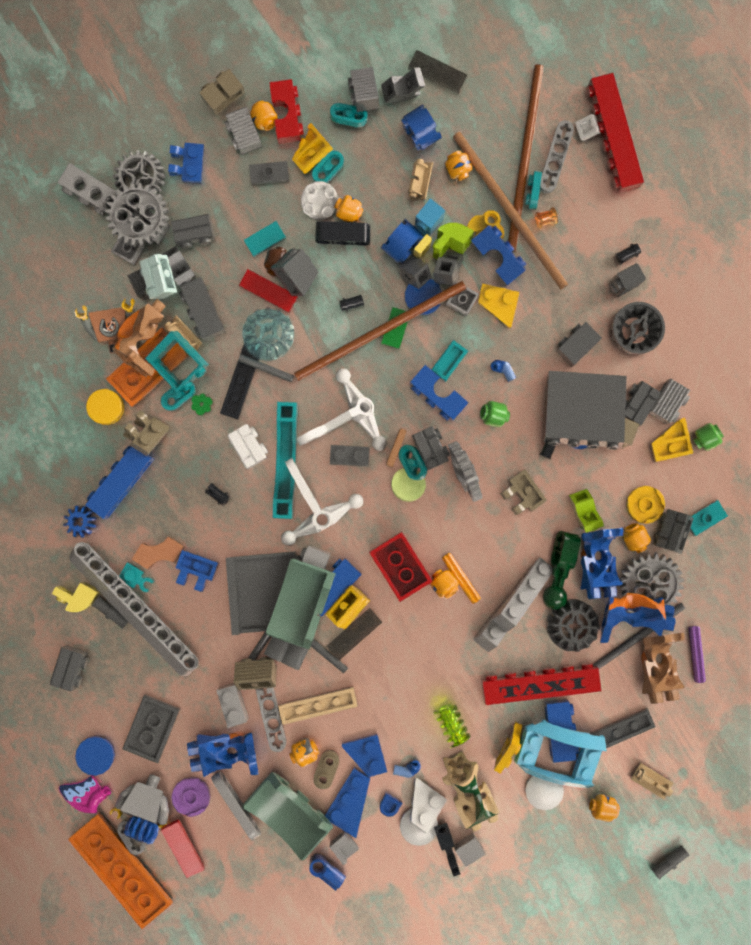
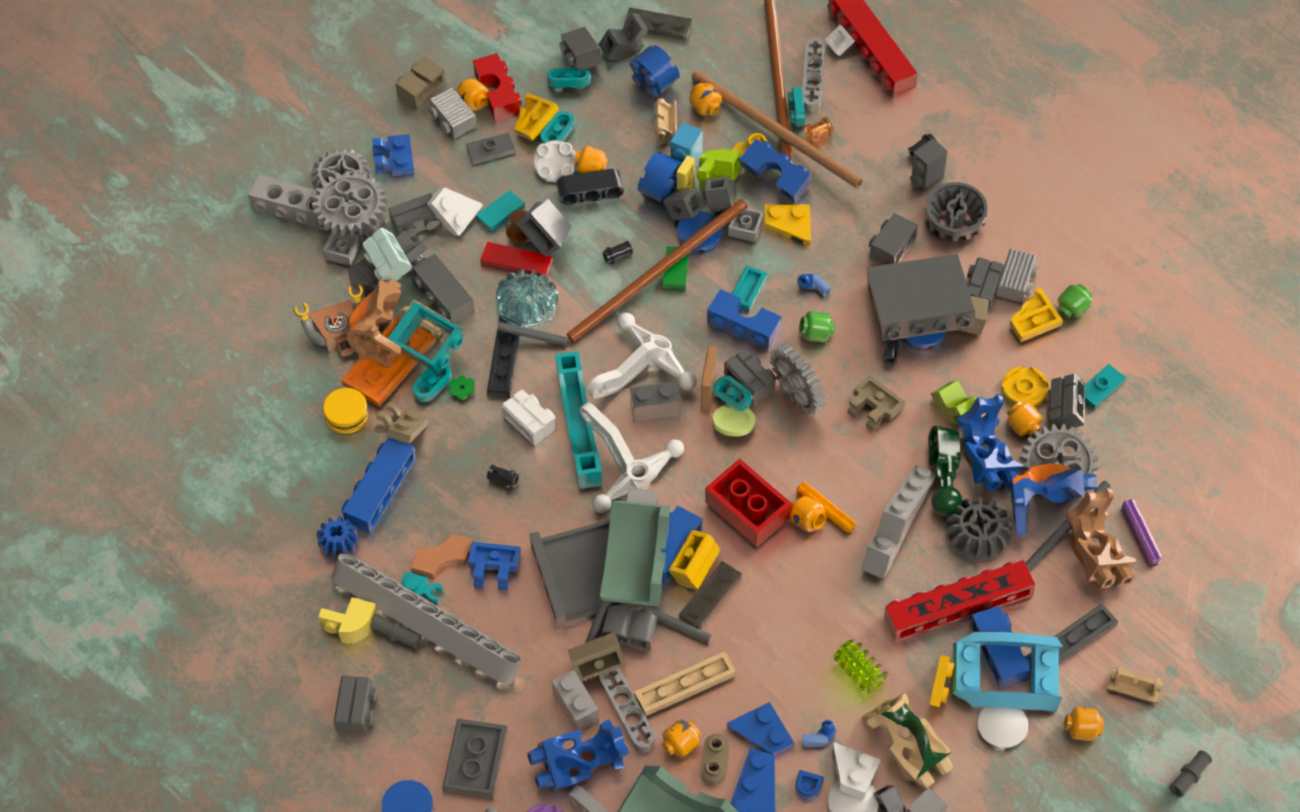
camera: 15 degrees left, 30 degrees down
(225, 234) = (453, 209): none -> white wing

